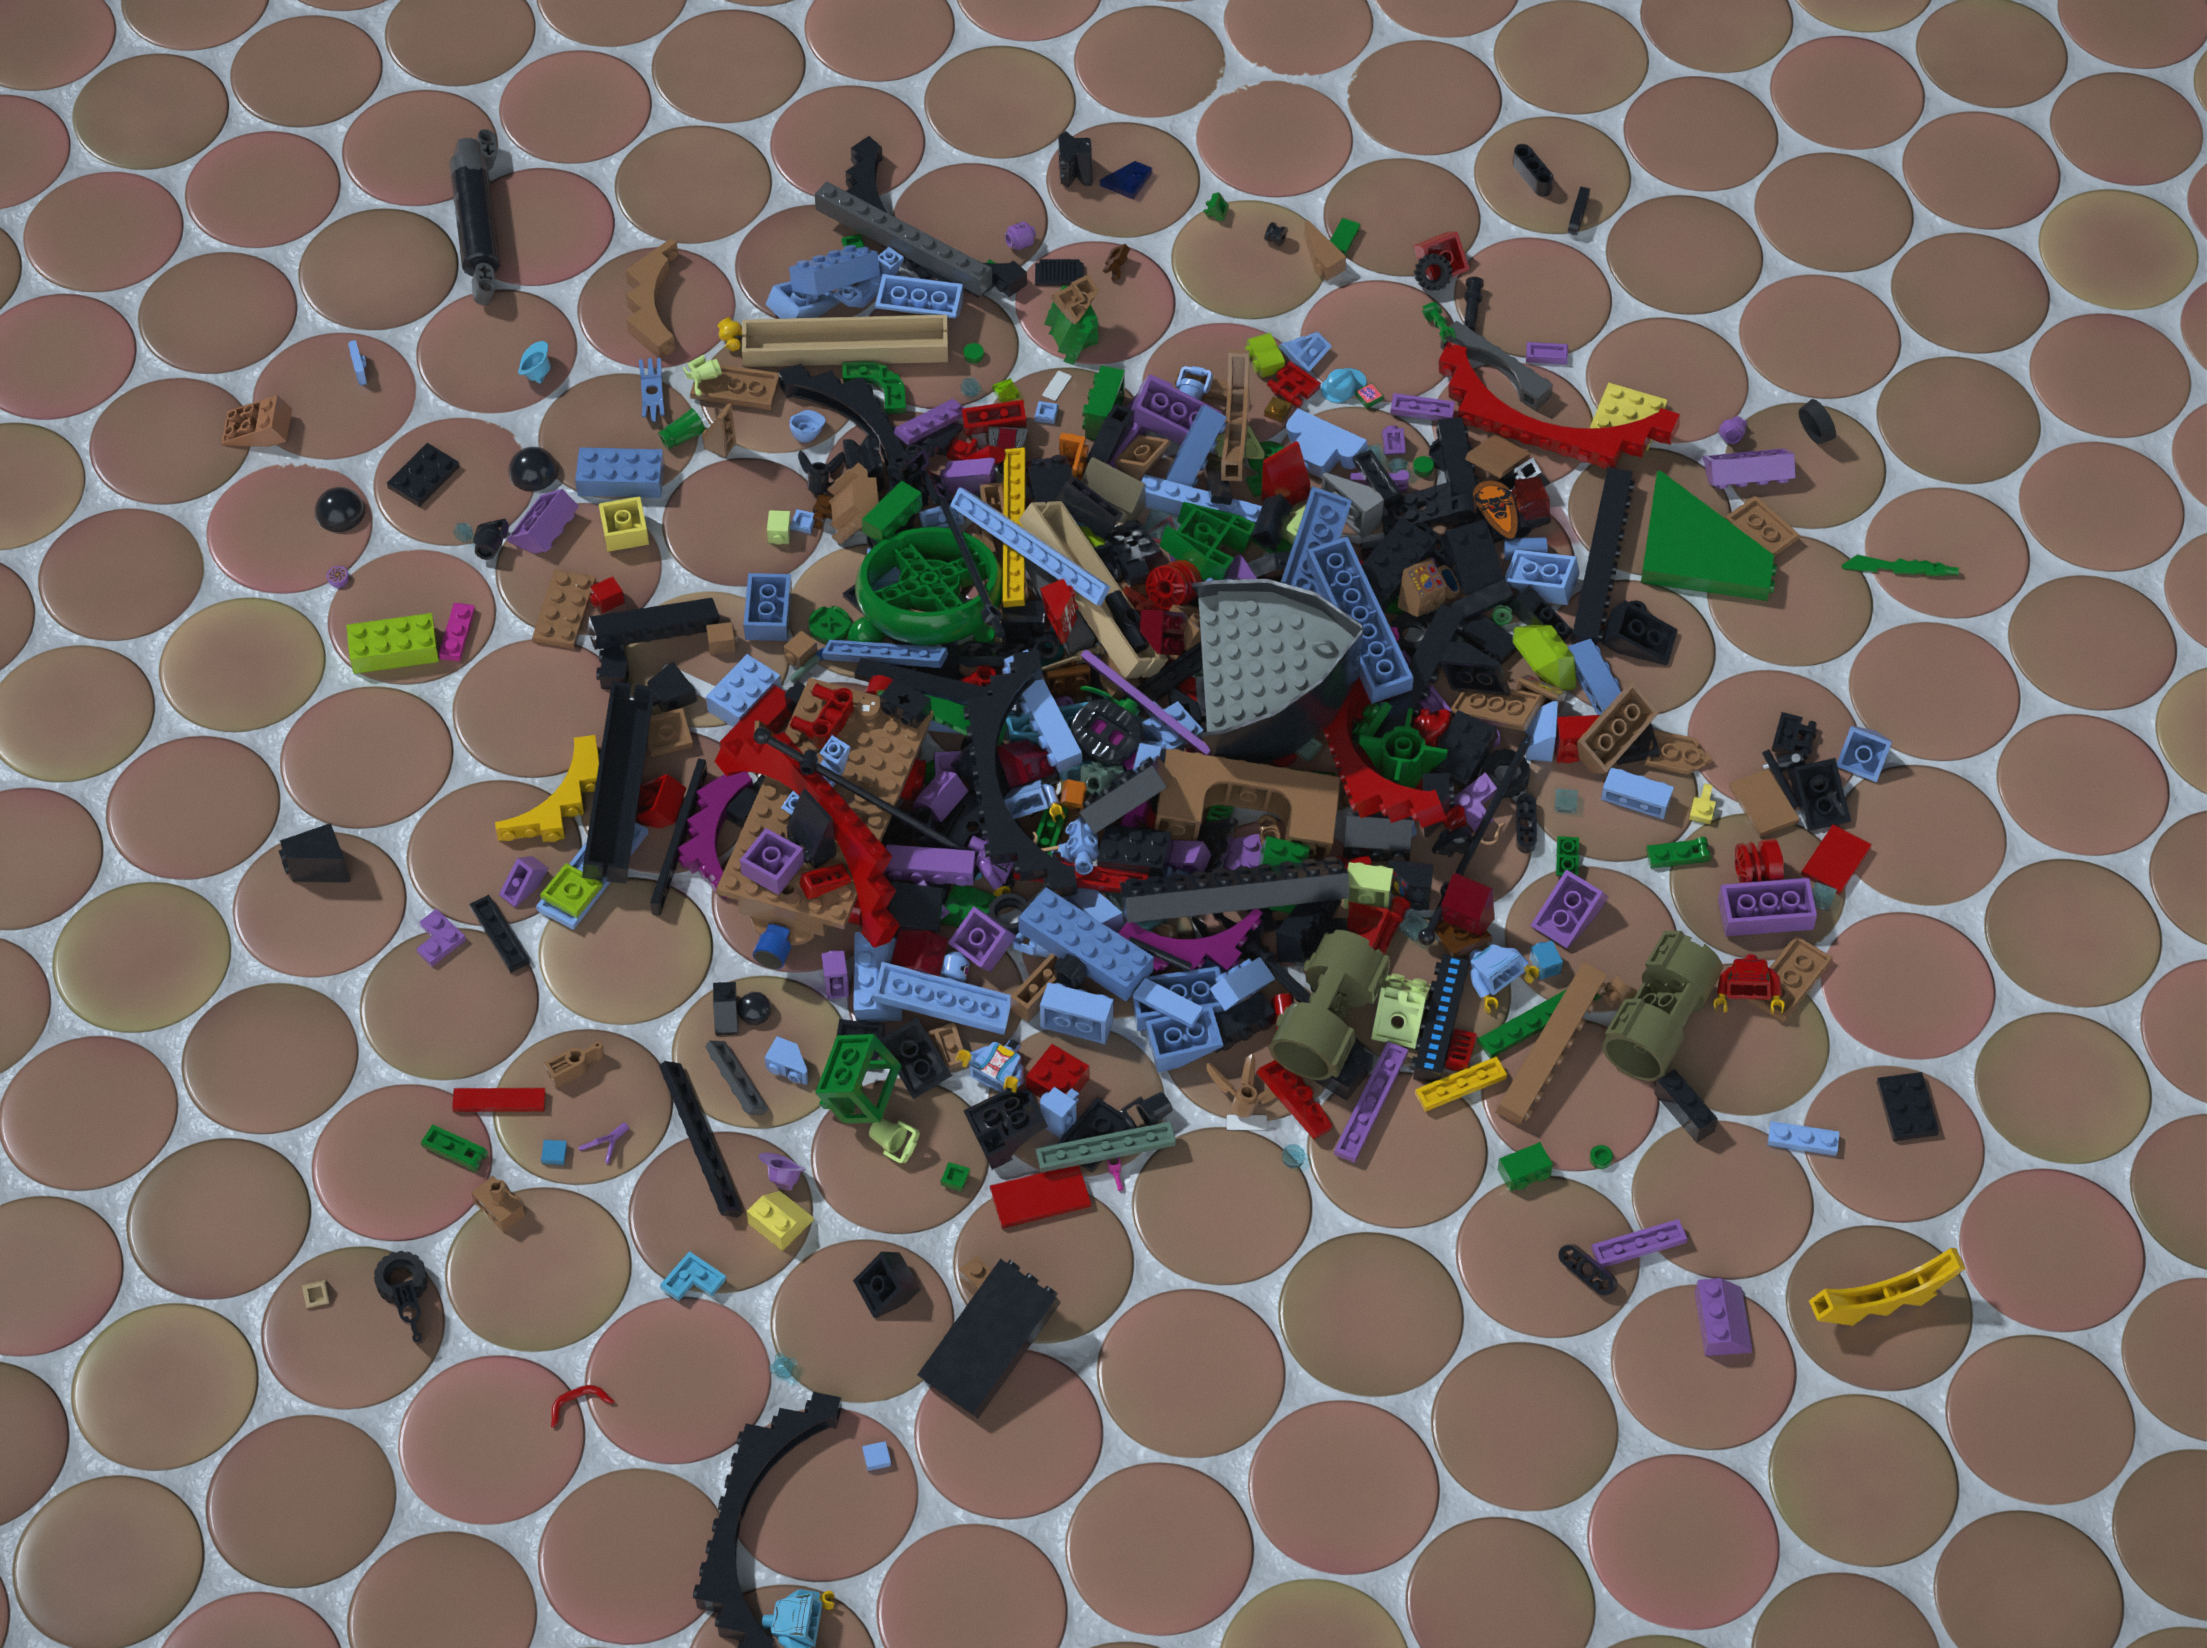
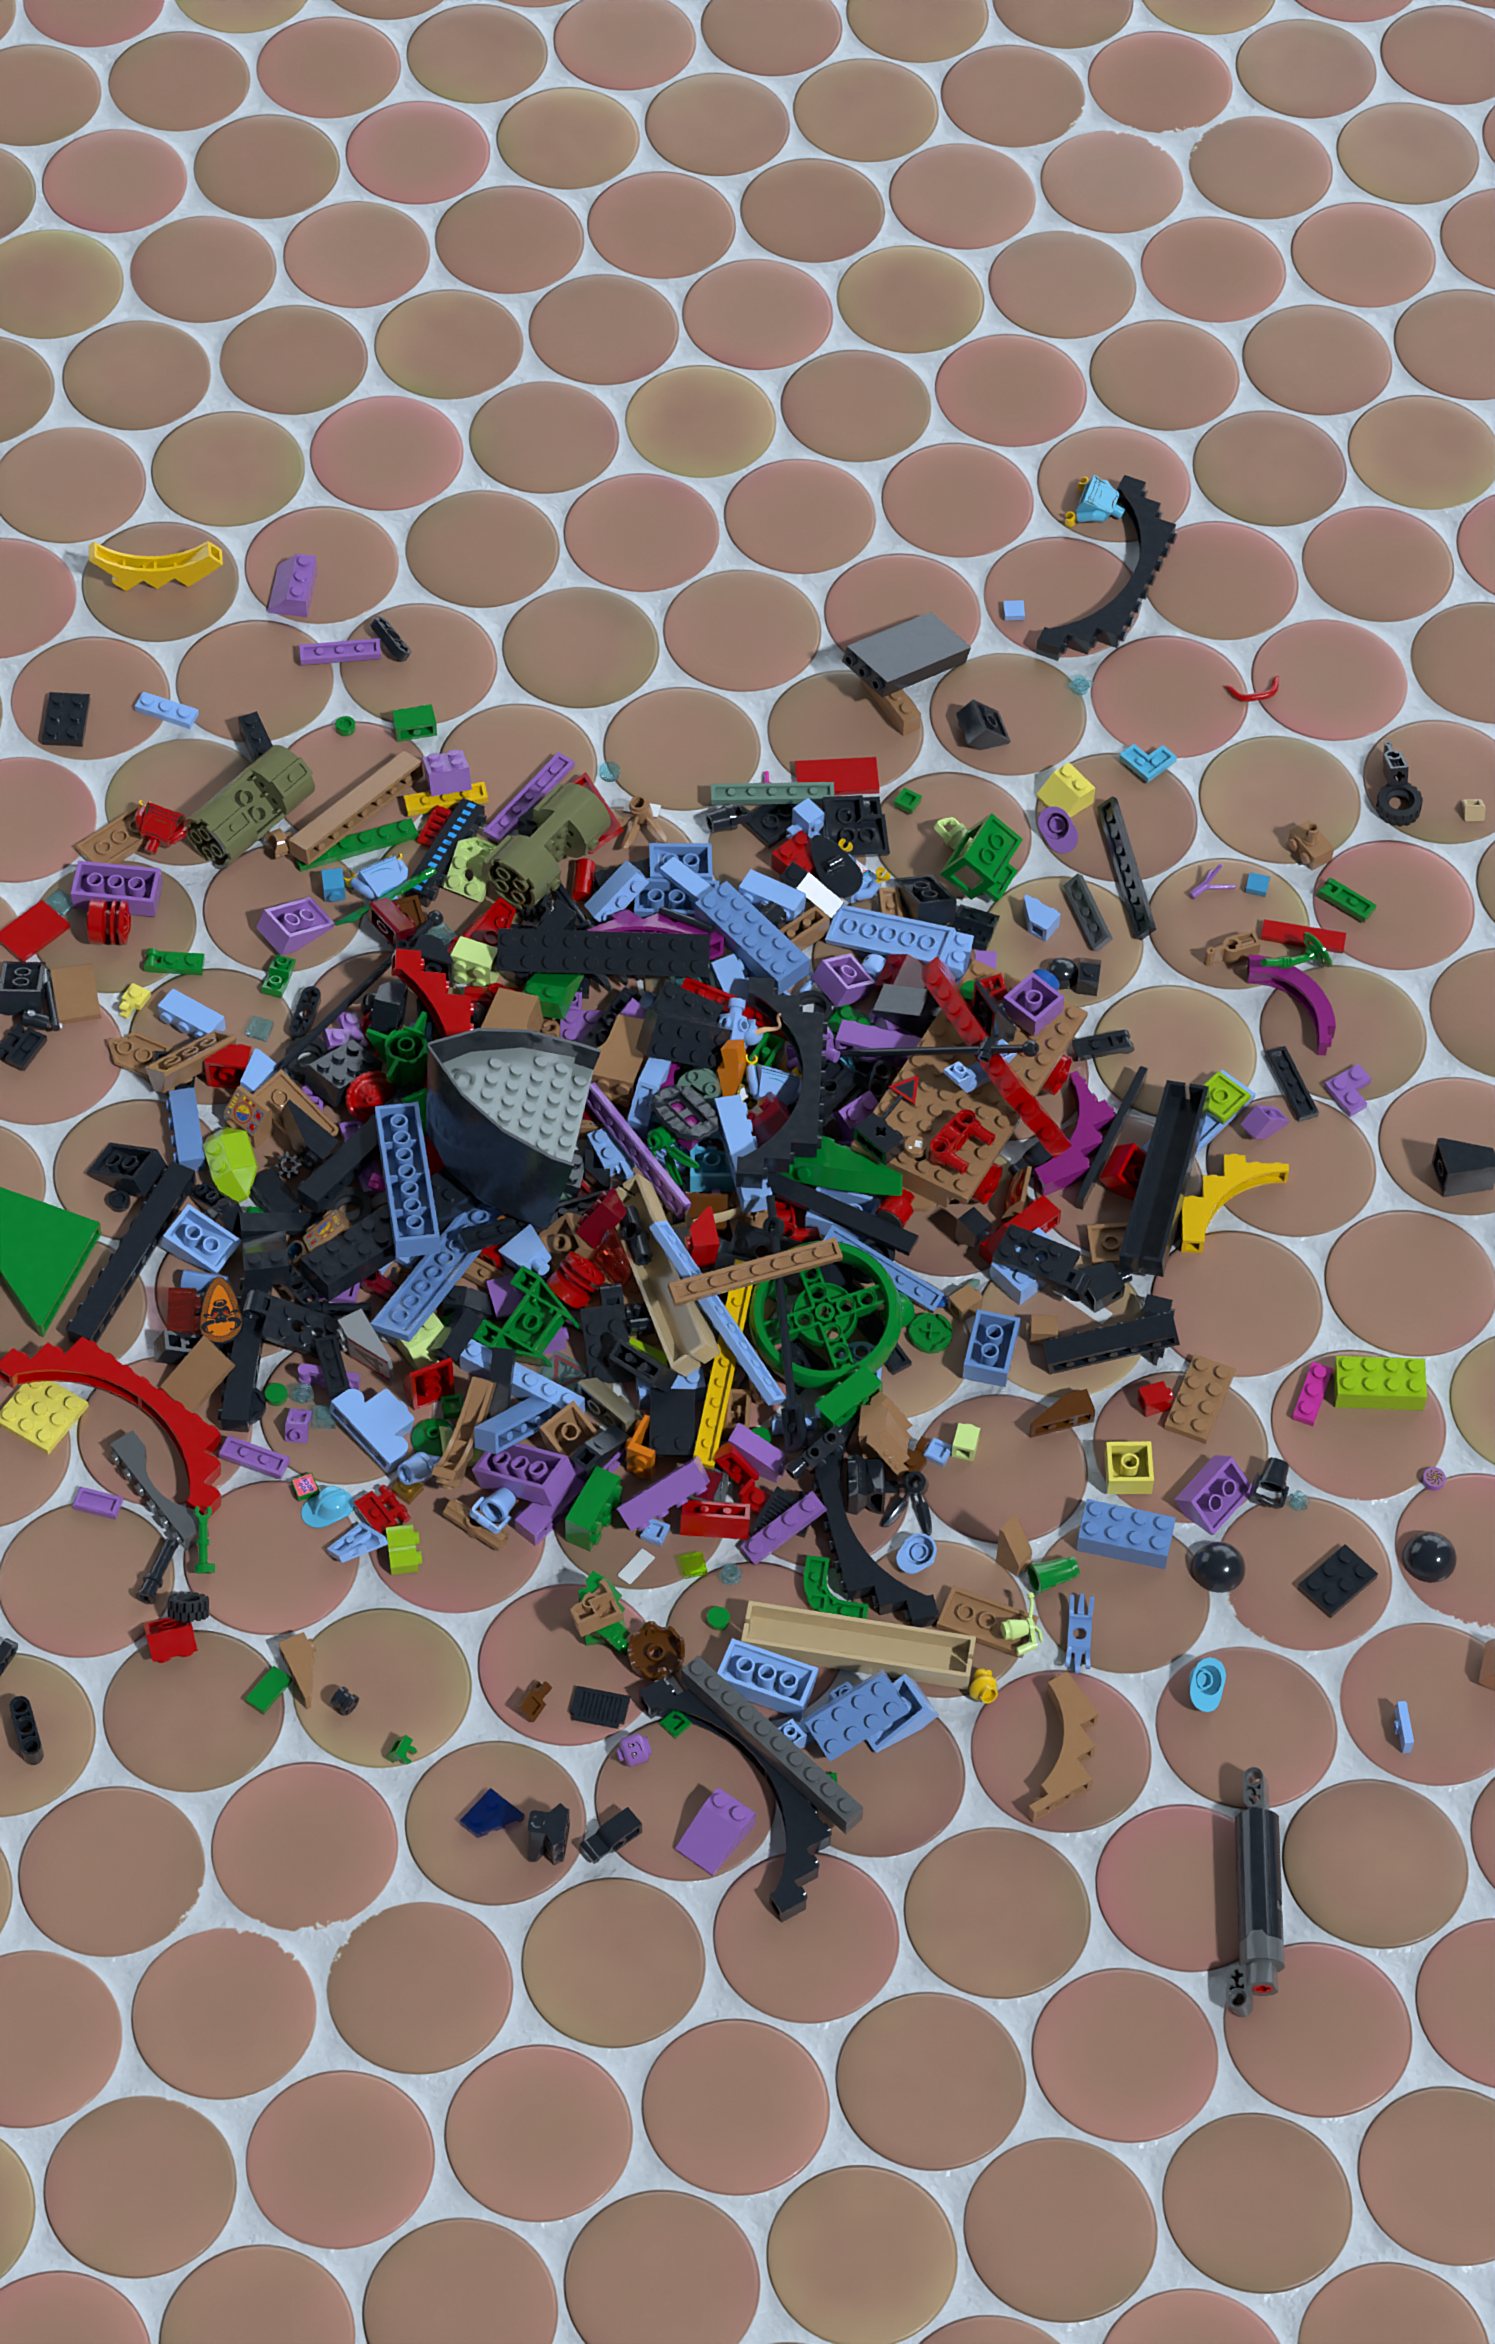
camera: 170 degrees left, 0 degrees up
(480, 1067) = (1313, 952): none -> green dish
(502, 1036) = (1301, 988): none -> magenta arch
(688, 568) = (1068, 1412): none -> reddish brown slope
(700, 934) = (1102, 1045): none -> black plate
(713, 668) = (1056, 1270): none -> black hinge
(838, 868) = (967, 990): none -> green tile
(889, 766) = (905, 1089): none -> piece
(935, 195) = (716, 1831): none -> medium lavender slope
(999, 566) = (755, 1271): none -> medium nougat plate
(1015, 302) = (659, 1638): none -> reddish brown plate
(1016, 1057) = (835, 867): none -> black shield
(1021, 177) = (612, 1835): none -> black piece
(1042, 1024) = (815, 891): none -> slope
(1043, 417) = (663, 1494): none -> medium lavender slope
(1272, 410) = (417, 1468): none -> light blue piece
(1467, 1099) = (447, 772): none -> medium lavender brick
(1483, 939) = (409, 884): none -> green sword

